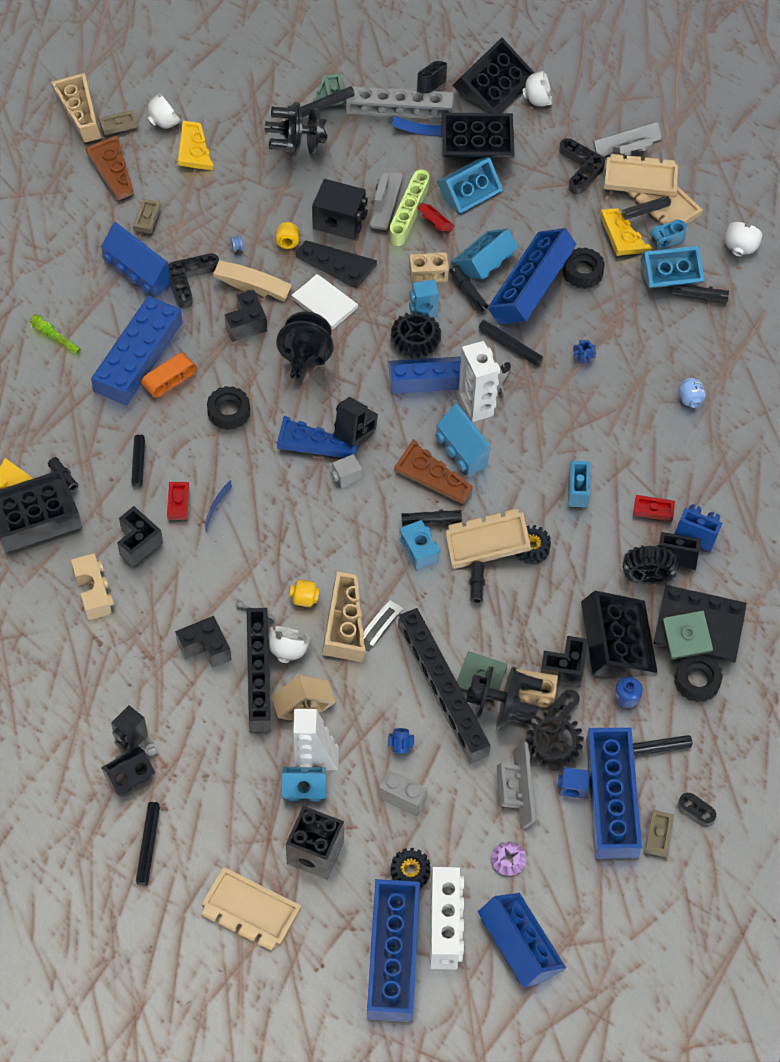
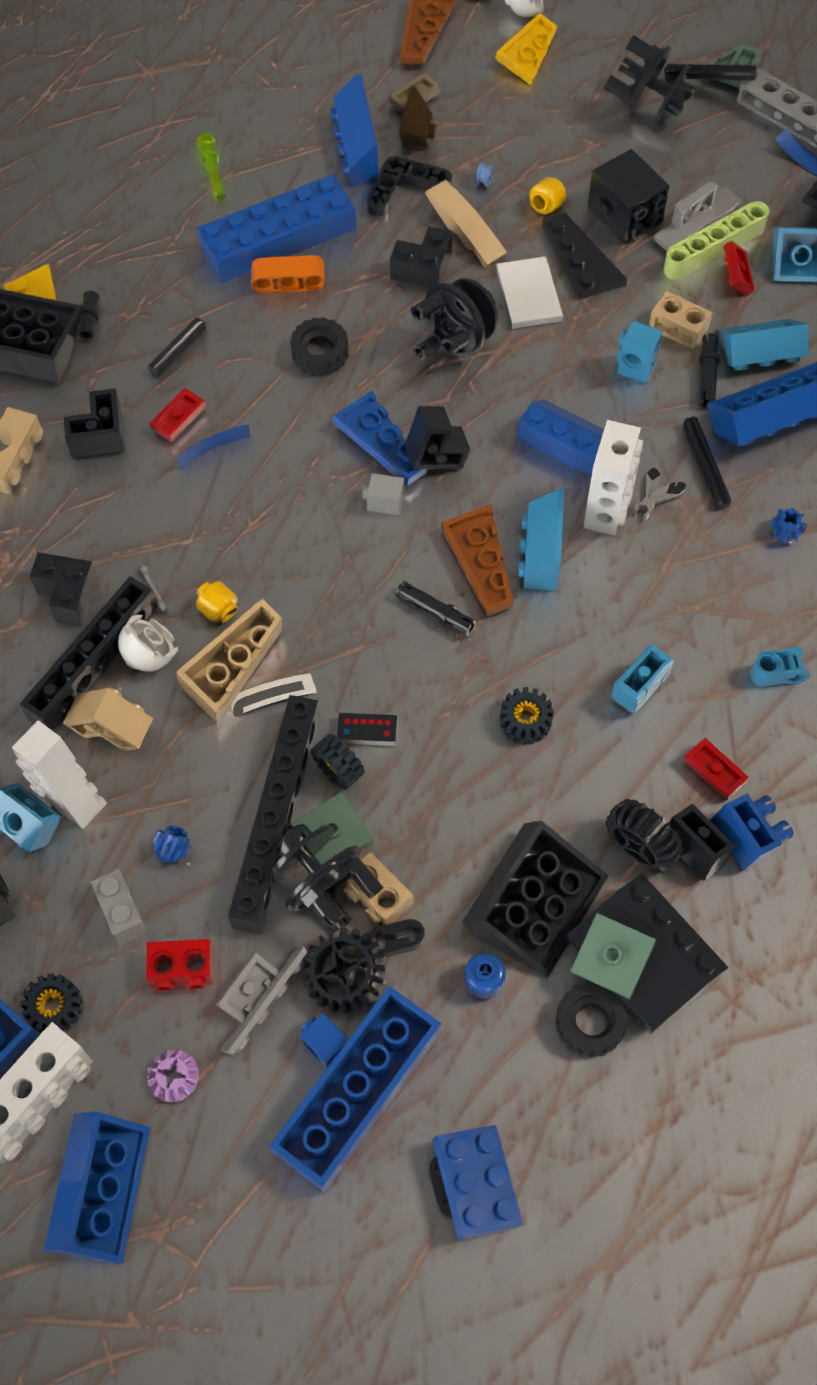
camera: 40 degrees right, 5 degrees up
(167, 232) = (417, 121): none -> dark brown slope
(415, 340) = (599, 387): black gear -> none
(419, 554) = (393, 614): dark azure brick -> none
(451, 609) = (367, 729): none -> black tile
(455, 634) = (337, 761): none -> black bush
(458, 795) = (181, 955): none -> red brick
(477, 582) = (422, 718): black pin -> none
(488, 539) = (476, 675): tan hinge -> none
(567, 666) = (440, 893): black brick -> none
(642, 433) = (784, 665): none -> dark azure piece
(659, 833) = (374, 1182): dark tan plate -> none
(662, 745) = (473, 1071): black axle -> none
(710, 795) = (477, 1182): none -> blue plate

